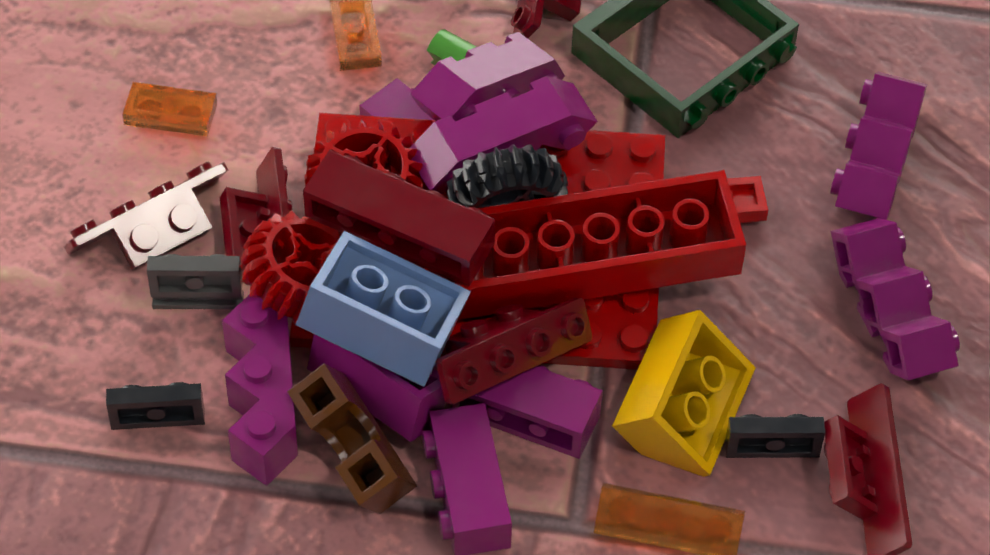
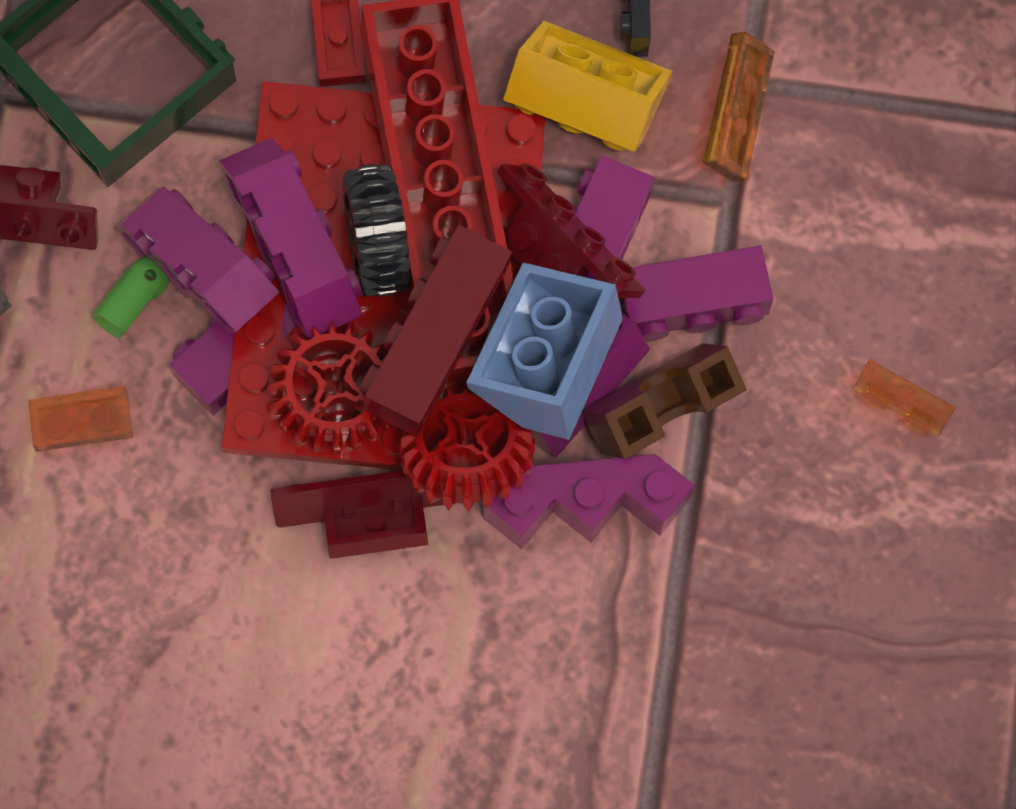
camera: 90 degrees left, 20 degrees up
(155, 406) = (609, 631): black plate -> none
(156, 225) = (356, 630): bracket -> none
(170, 109) = (192, 624): clear orange plate -> none
(195, 281) = (451, 594): dark grey plate -> none

